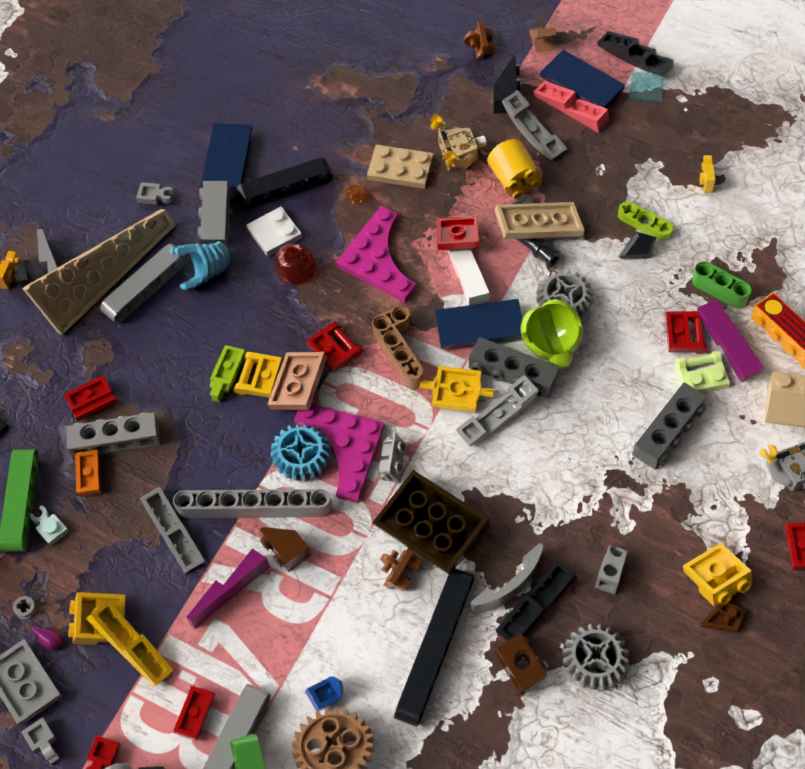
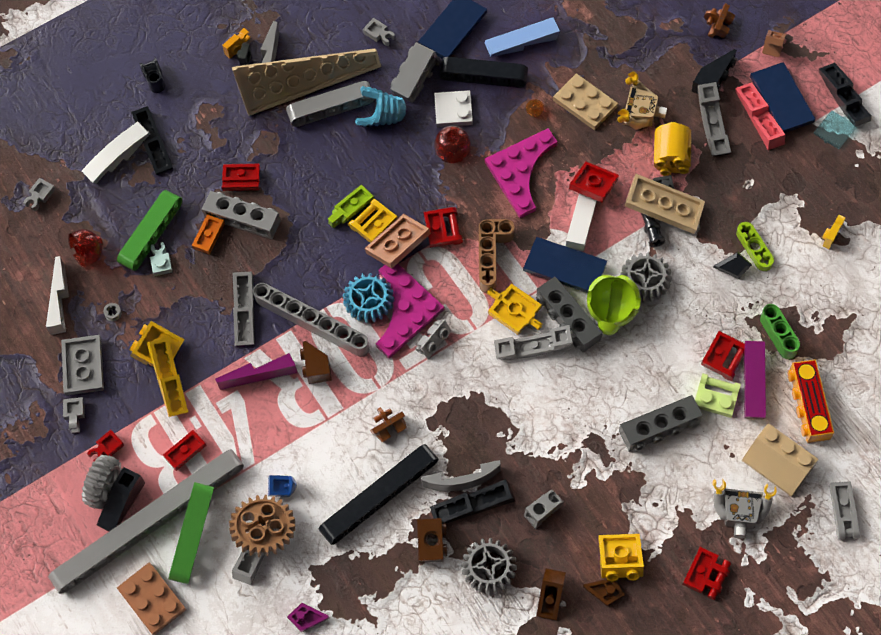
camera: 30 degrees right, 5 degrees up
(47, 637) = (116, 342): magenta cylinder -> none
(299, 139) = (517, 39): none -> light blue slope
(432, 522) = (429, 403): dark brown slope -> none
(675, 650) = (550, 594): none -> reddish brown slope

